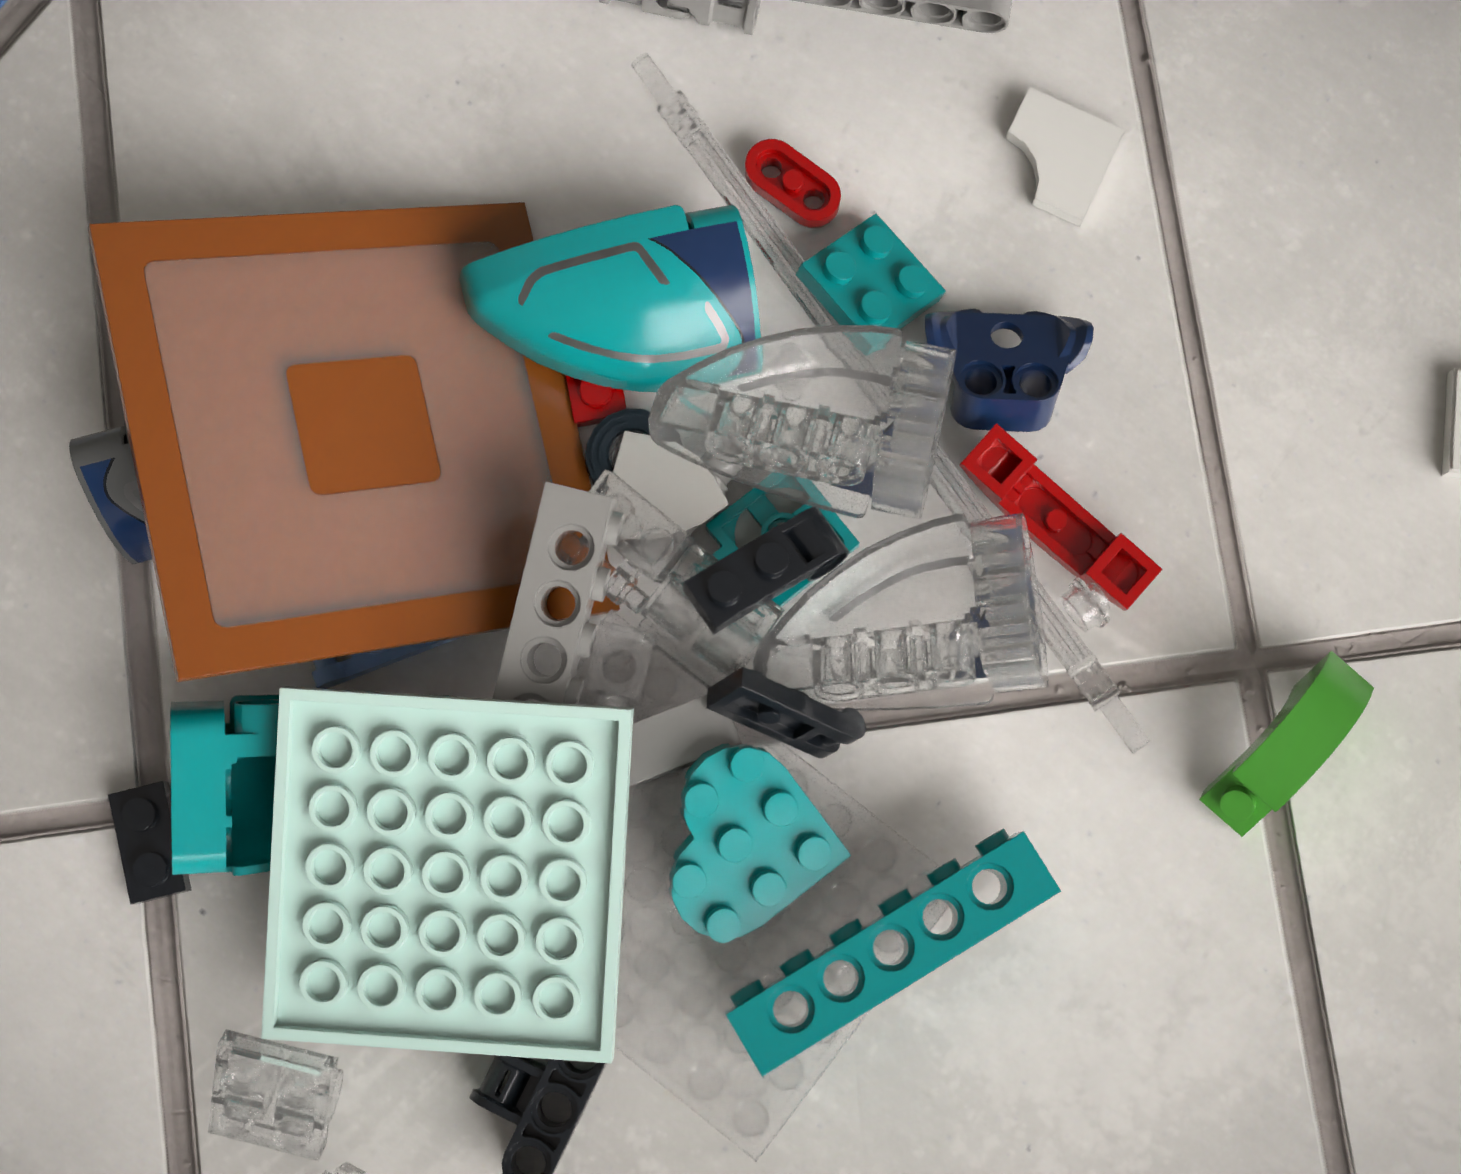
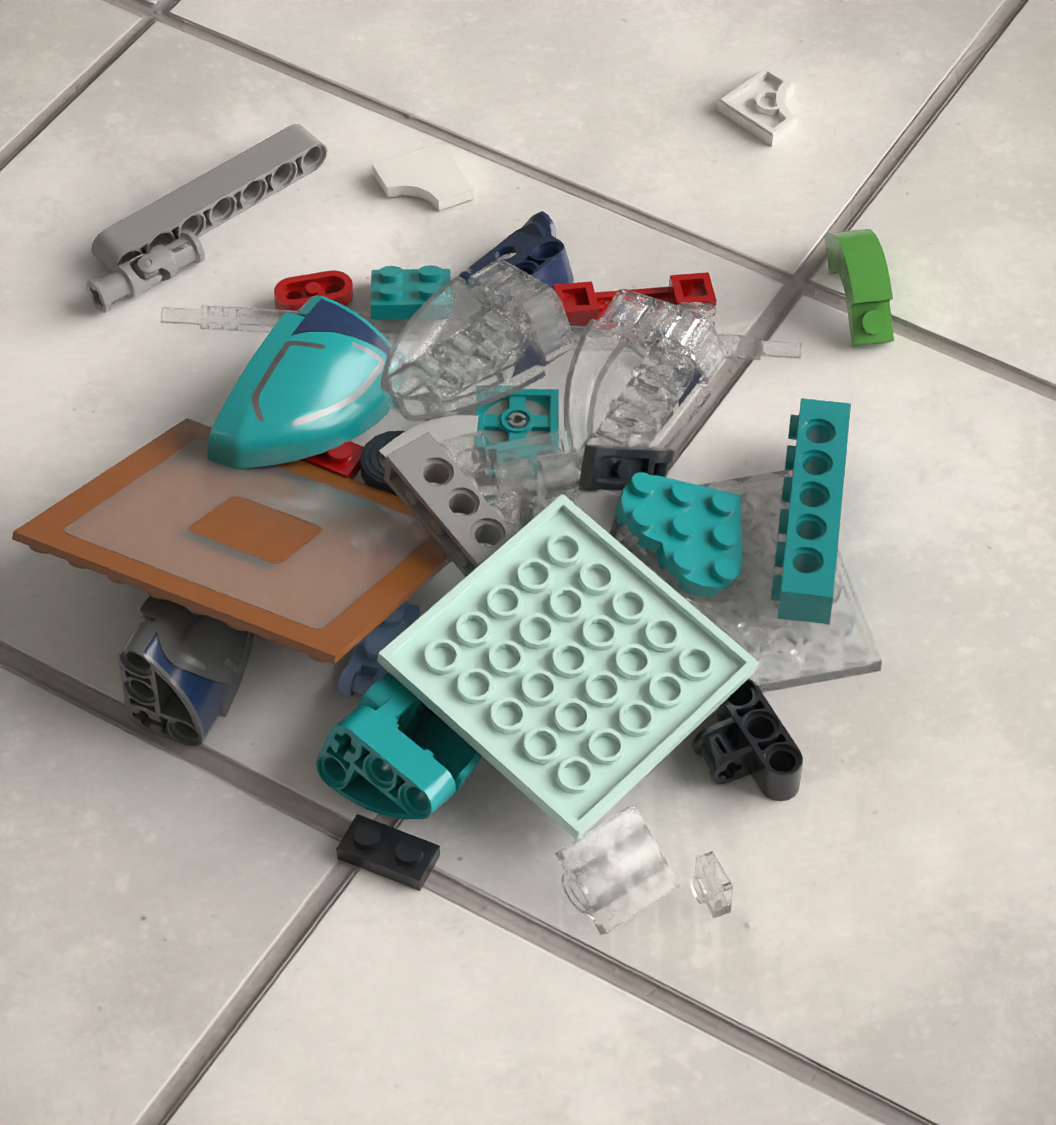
camera: 50 degrees left, 30 degrees down
(765, 568) = (535, 418): black plate -> none

